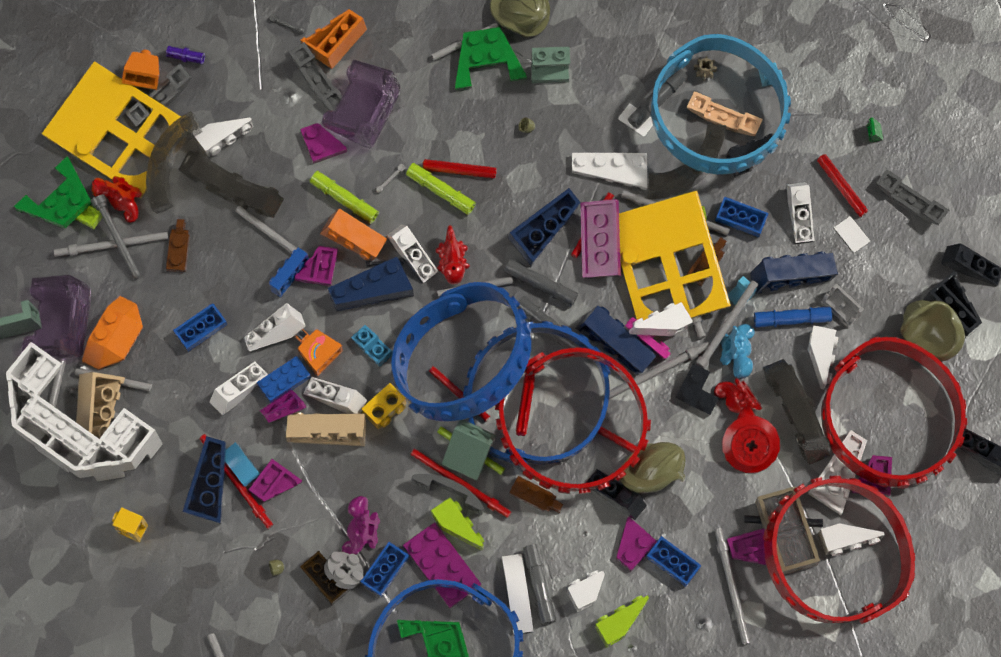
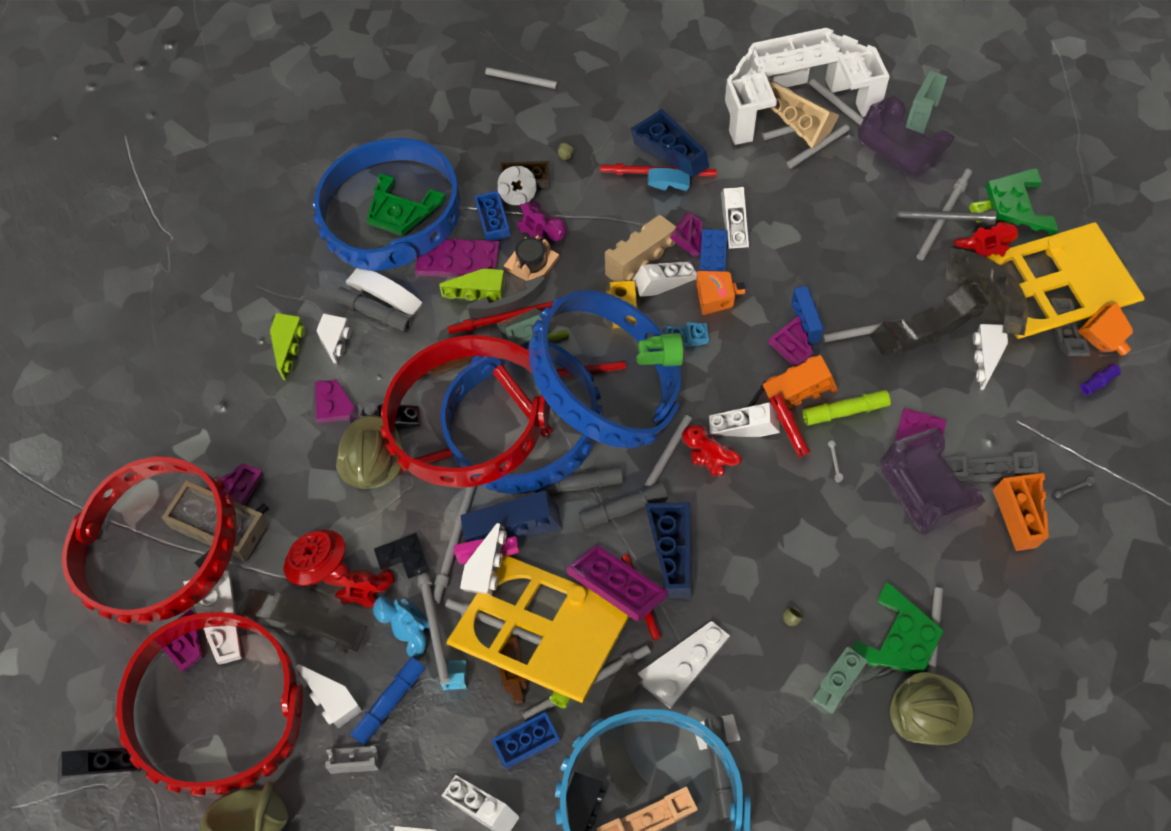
camera: 135 degrees right, 10 degrees down
(113, 334) = (860, 168): orange wedge -> none
(129, 524) = (684, 77): yellow brick -> none
(178, 248) = (901, 257): reddish brown hinge -> none
(200, 327) = (812, 225): blue piece -> none
(273, 481) = (633, 192): magenta wing -> none
(276, 328) = (763, 273): white slope -> none
(372, 286) = (735, 373): dark blue wedge -> none
(390, 223) = (789, 425): none -> red pin
(399, 505) = (530, 257): none -> piece
(407, 327) = (670, 351): none -> bright green piece
(440, 188) = (788, 491): lime piece -> none
(459, 168) = (796, 524): red axle -> none
(673, 561) = (288, 417): blue piece -> none
(723, 548) = (259, 463): light grey bar -> none
(794, 271) = (424, 739): dark blue wedge -> none
(842, 537) = (165, 566): white slope -> none

